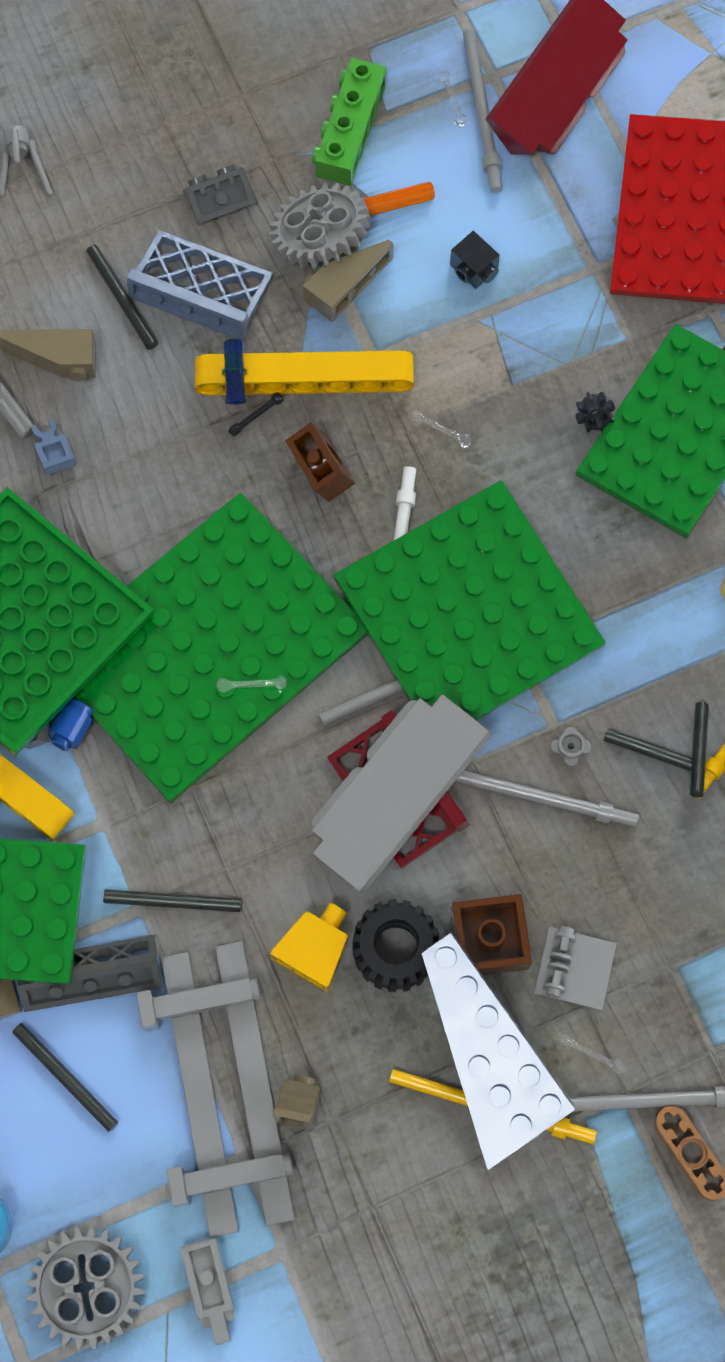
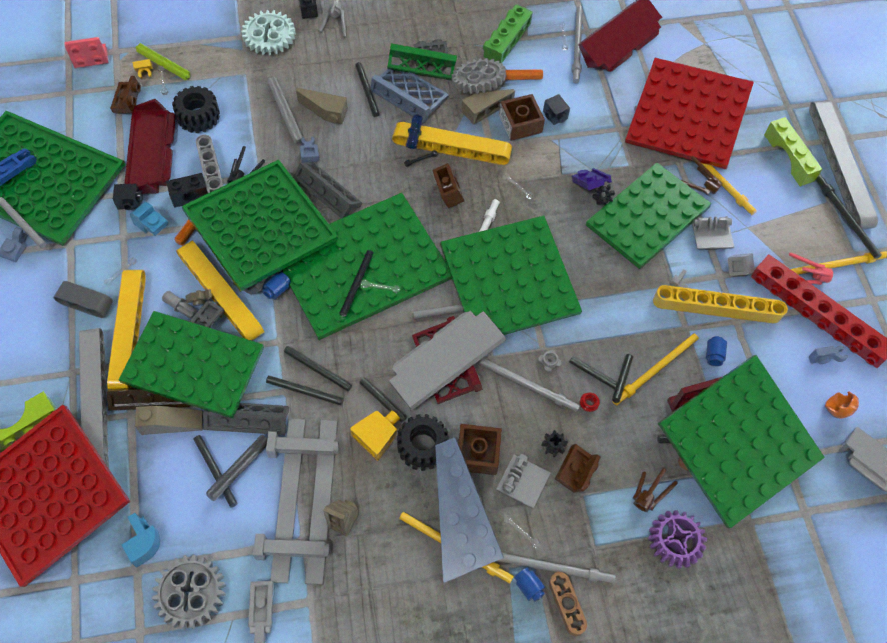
camera: 10 degrees right, 10 degrees down
(102, 1064) = (237, 468): none -> dark grey axle
(103, 519) = (326, 189): none -> dark grey fence
(183, 856) = (317, 368): none -> pearl dark grey bar
(208, 209) = (421, 55): none -> green fence
(209, 688) = (356, 283): none -> black bar
(307, 884) = (382, 399): none -> pearl dark grey bar
(416, 292) = (521, 117): none -> reddish brown brick
(567, 388) = (592, 179): none -> dark purple plate
(607, 901) = (558, 439): none -> black gear
(626, 1139) = (530, 584): none -> blue brick
(657, 795) = (589, 397): none -> red plate
(659, 927) = (577, 469): none -> reddish brown bracket

